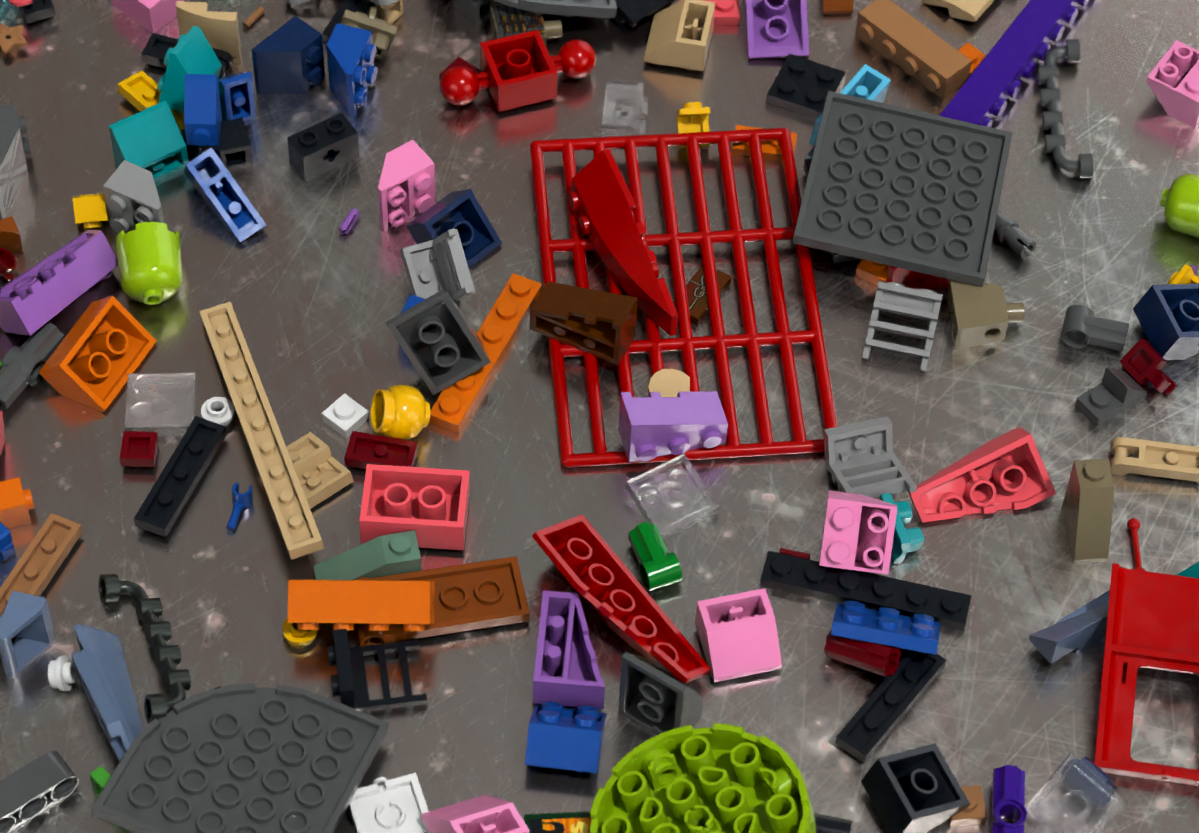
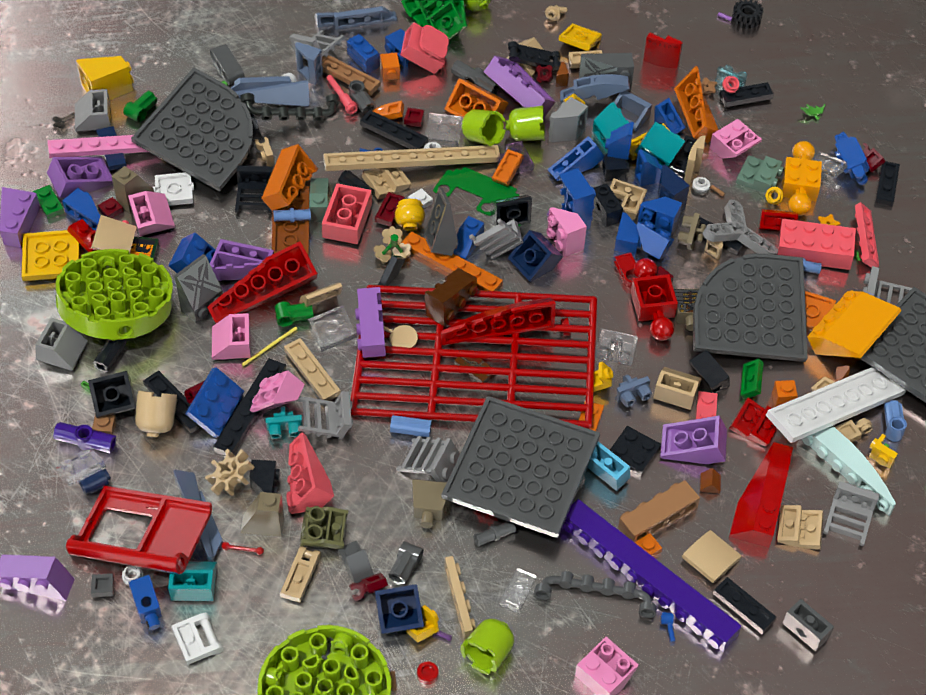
camera: 100 degrees right, 0 degrees up
(49, 177) = (599, 85): none -> sand blue slope
(66, 38) = (695, 106): none -> orange wedge
(72, 127) = (635, 105): none -> sand blue tile
(88, 544) = (360, 96): none -> dark grey piece
(100, 78) = (667, 114): none -> blue slope
(110, 563) = (350, 106): none -> coral pin
(126, 490) = (391, 110): none -> orange plate
(170, 327) = (483, 126): none -> lime cylinder
(220, 284) = (527, 163): none -> clear purple plate
(250, 35) = (700, 185): none -> white plate
(256, 288) = (507, 167): none -> orange plate
(270, 671) = (265, 152): none -> tan plate
(293, 116) = (630, 195): none -> tan brick
(296, 324) = (476, 184): none -> green piece
(337, 509) = (350, 179): none -> black axle
(353, 159) = (577, 195): none -> blue wedge
(360, 268) = (512, 208): none -> black slope
(383, 117) = (627, 236): none -> blue slope
(399, 73) = (654, 241): none -> slope
(443, 586) = (292, 215): none -> medium blue pin
(447, 119) = (625, 266): none -> red piece
(477, 423) = (392, 237): none -> tan plant
(527, 425) = (392, 270): none -> black tile
(618, 510) = (321, 294): none -> tan slope
(696, 87) = (633, 387): none -> sand blue hips
(710, 578) = (269, 346): none -> light yellow axle
(770, 511) = (312, 370): none -> tan plate
(846, 357) = (410, 426): none -> medium blue axle
(936, 705) = (155, 413): none -> tan cylinder
(1009, 536) = (264, 476): none -> black slope
(1032, 576) = (229, 472): none -> tan gear
(1072, 436) = (323, 527): none -> olive slope
(1080, 31) = (667, 619): none -> blue hand
(1093, 194) = (518, 590): none -> clear plate
(1132, 258) = (457, 590): none -> tan plate

